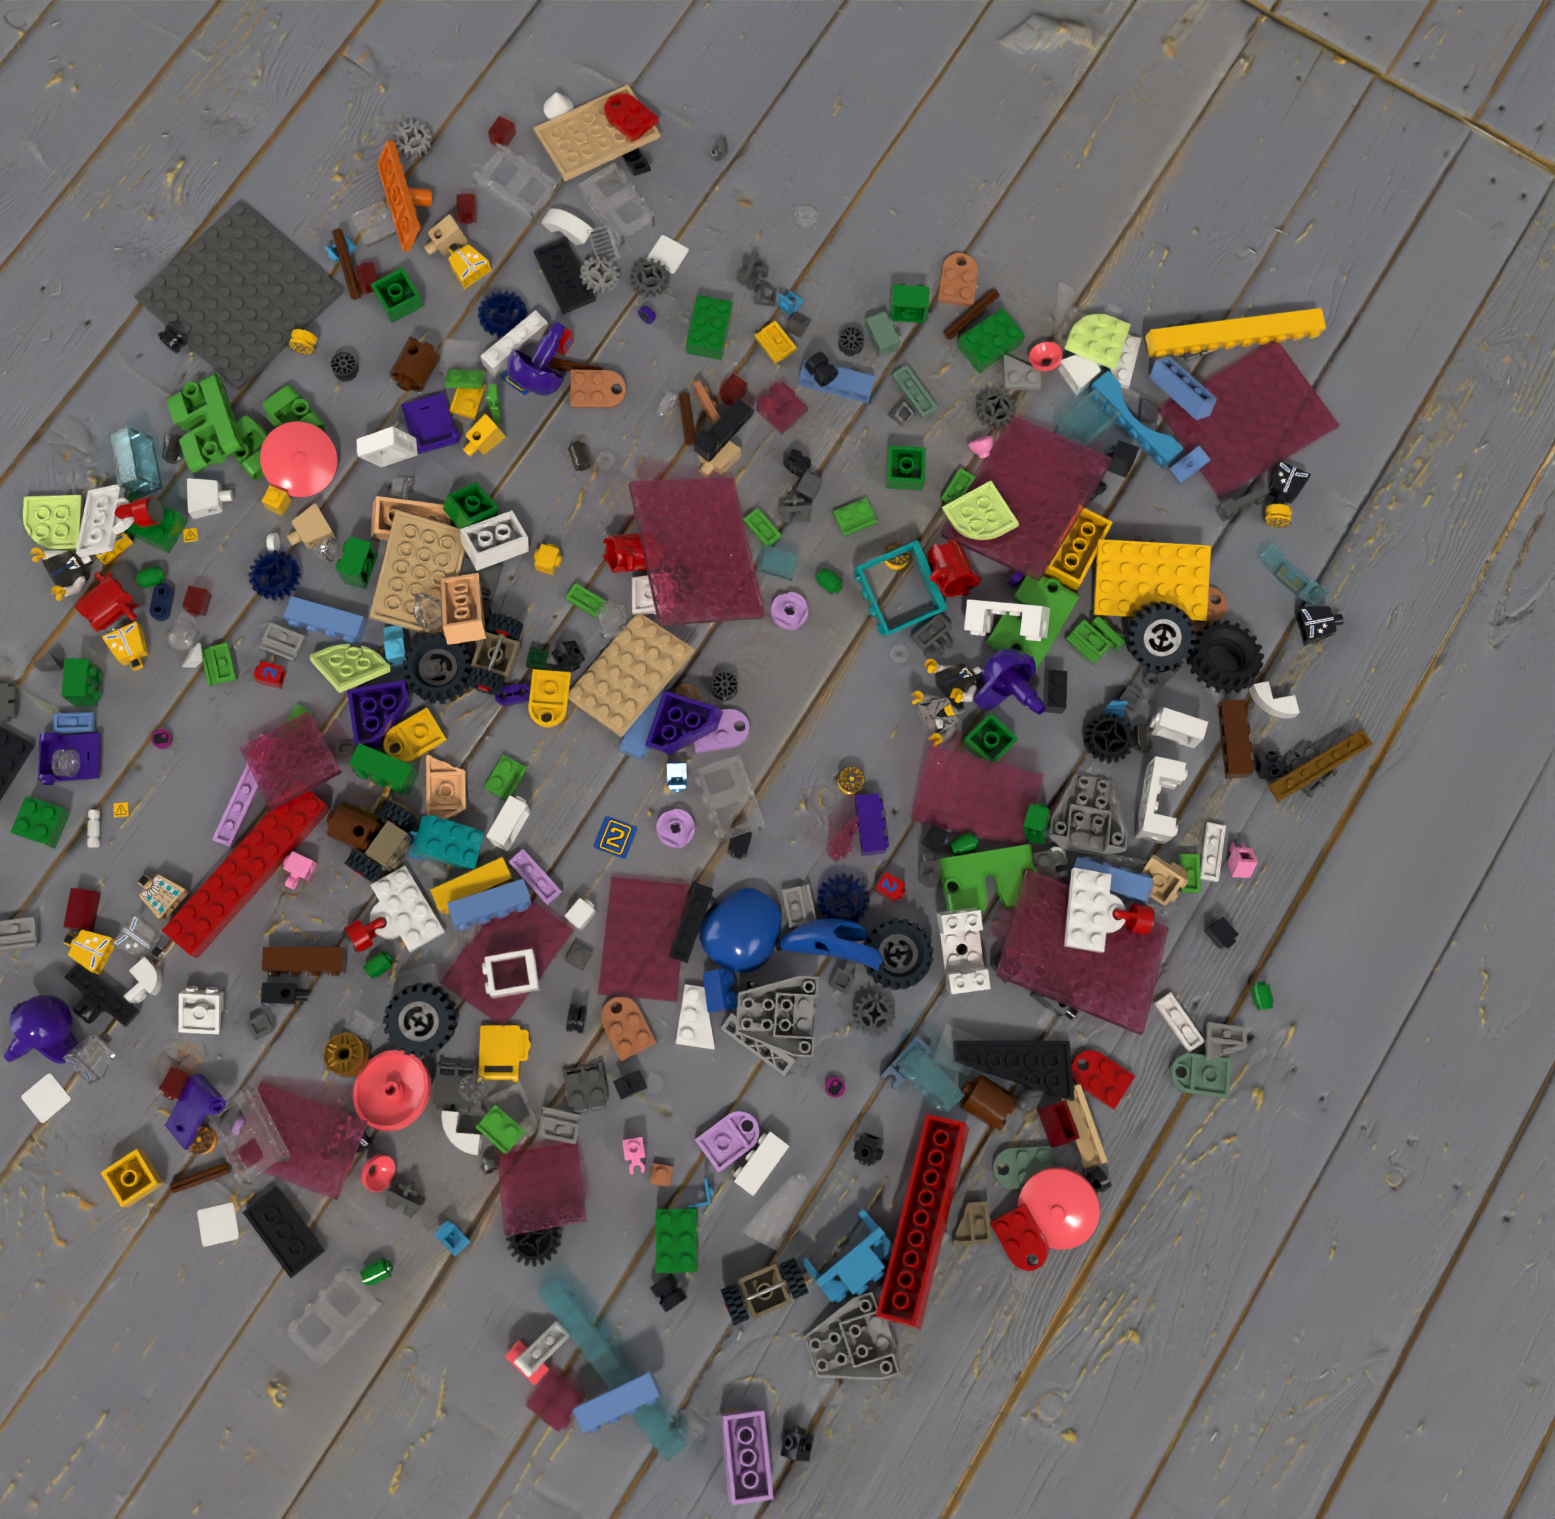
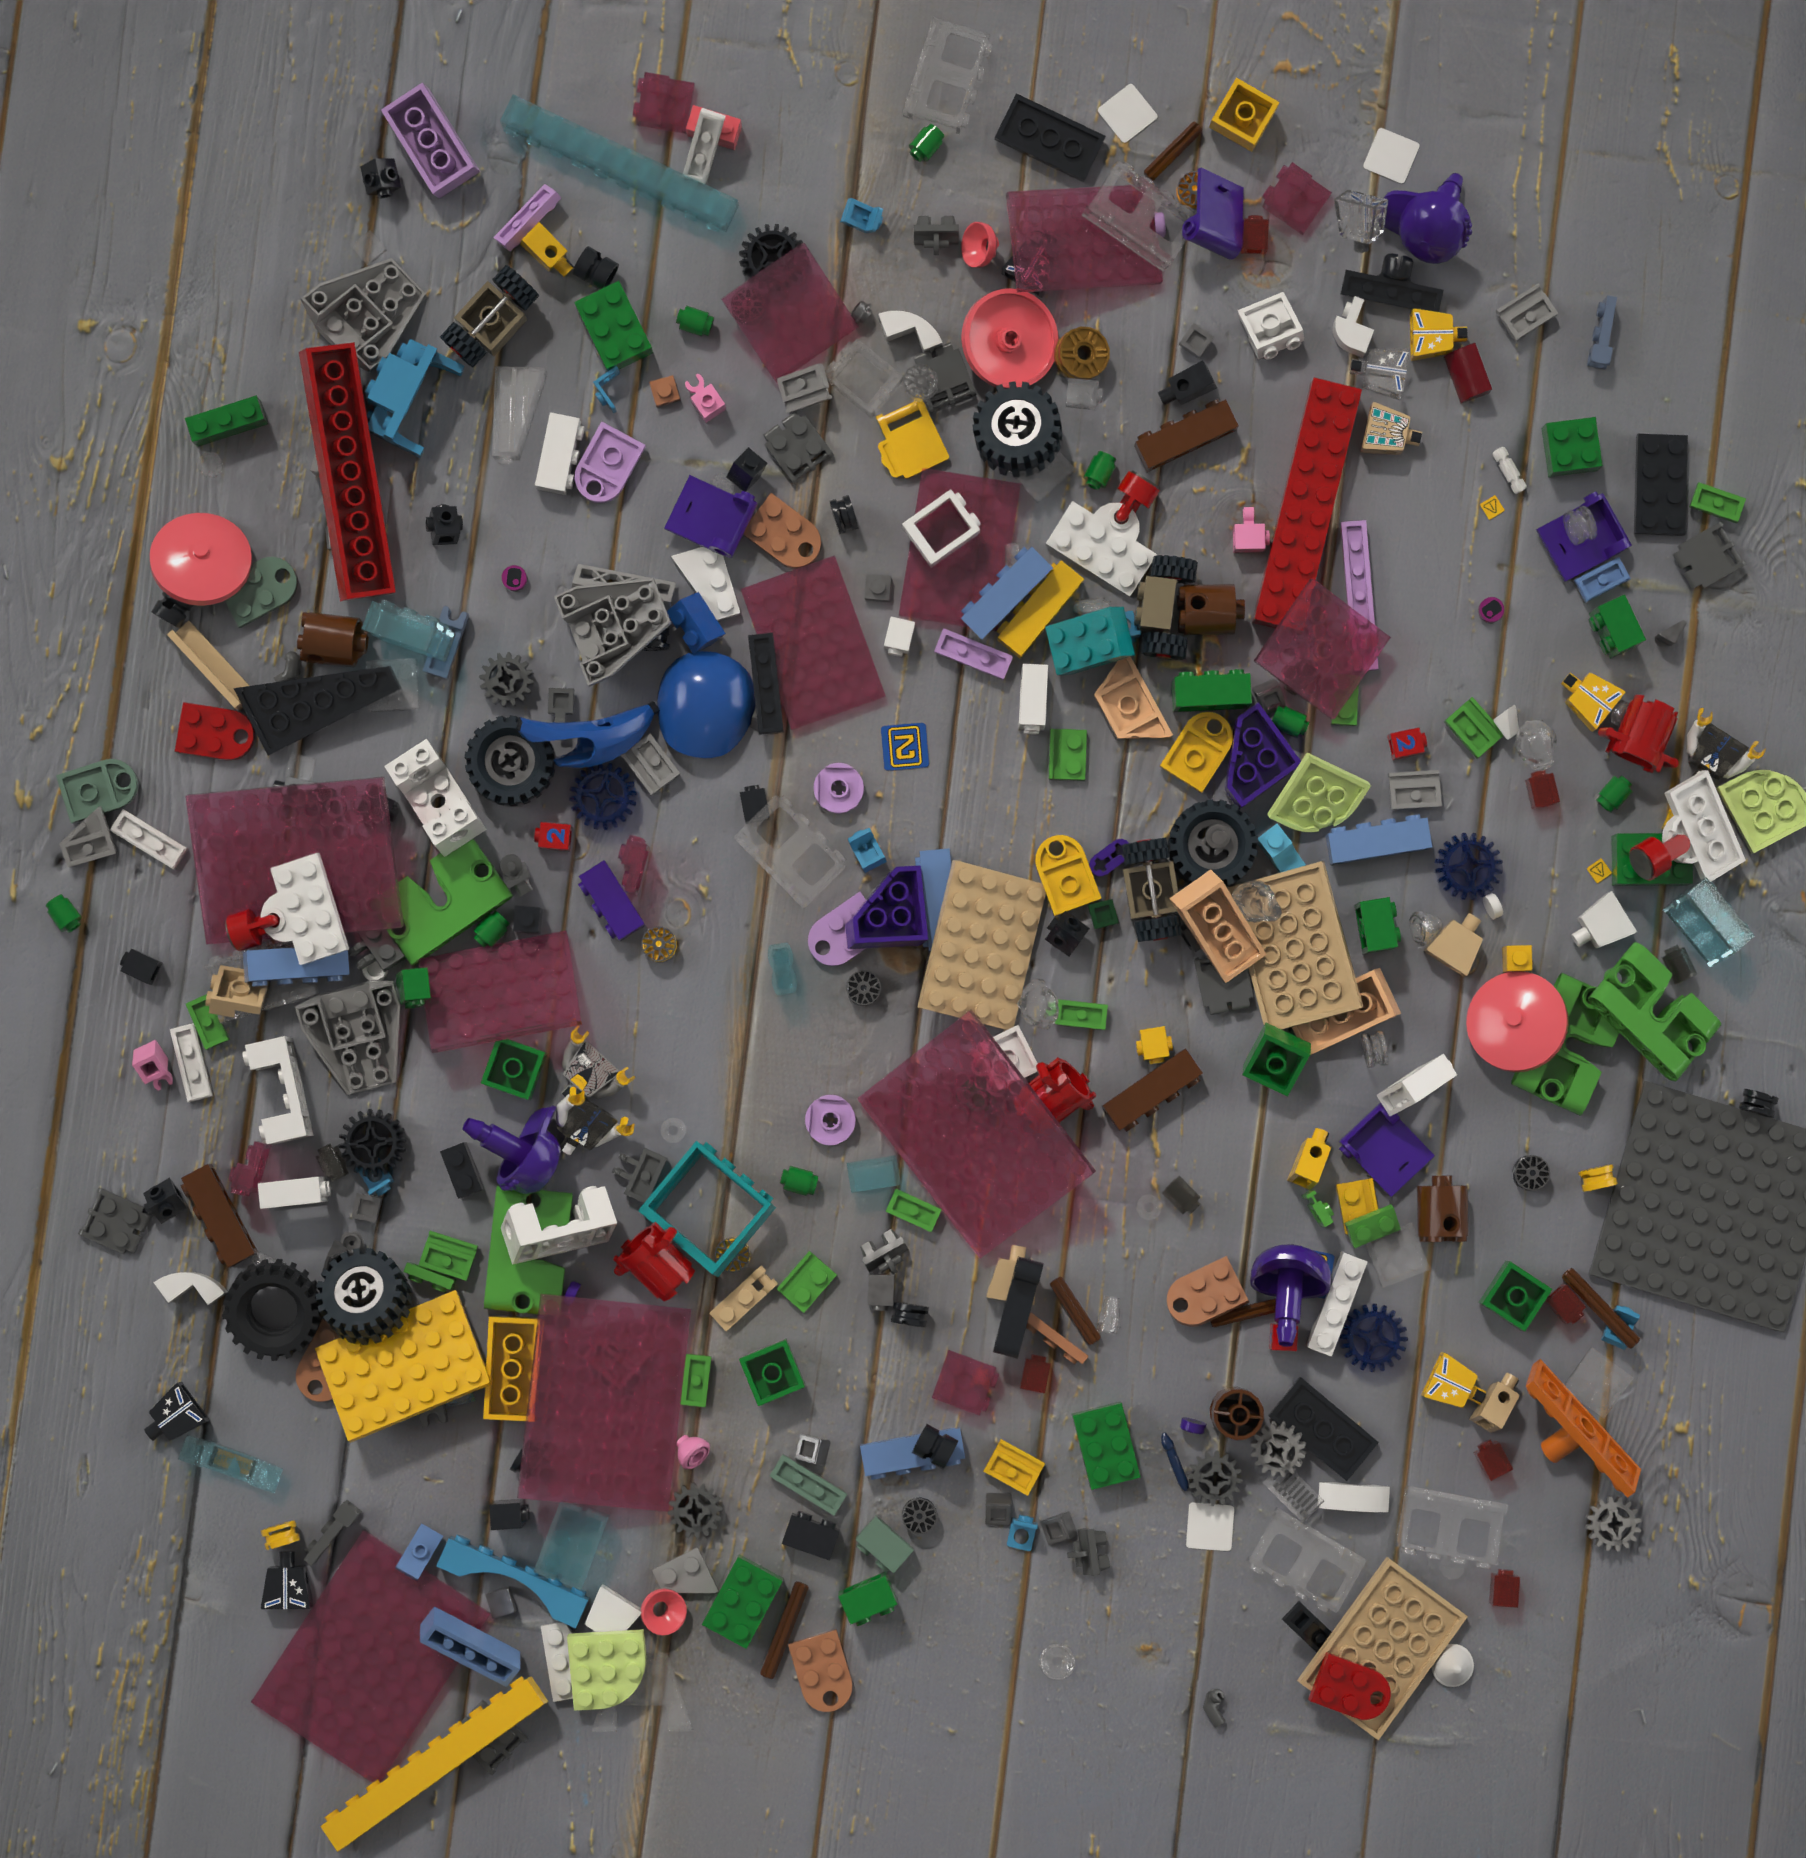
camera: 160 degrees right, 10 degrees up
(131, 1098) = (1295, 197): none -> clear pink plate
(161, 601) = (1582, 772): dark blue plate -> none
(340, 727) = (1290, 721): none -> green brick
(494, 540) = (1226, 1031): white brick -> none
(500, 1129) = (865, 352): bright green plate -> none
(564, 530) = (1153, 1089): none -> reddish brown brick
(614, 304) = (1249, 1413): none -> reddish brown cylinder
(614, 1216) = (695, 321): none -> green brick
(617, 1401) = (594, 129): medium blue brick -> none
(670, 299) = (1175, 1462): none -> dark blue piece
(672, 1062) = (711, 516): none -> dark purple door
(700, 1333) = (540, 240): none -> yellow torso
(700, 1358) = (527, 217): none -> lavender plate
(773, 724) = (783, 977): none -> clear light blue brick
(902, 525) = (742, 1299): none -> tan plate
(927, 360) = (811, 1535): none -> black brick
(974, 1225) = (288, 498): dark tan wing -> none
(981, 514) = (650, 1351): yellowish green plate -> none
(995, 1306) = (226, 421): none -> green brick
(1021, 1237) = (229, 508): red plate -> none
(1058, 1124) = (240, 655): dark red brick -> none
(1206, 754) = (248, 1175): none -> clear pink plate
(1320, 765) = (102, 1229): pearl gold tile -> none

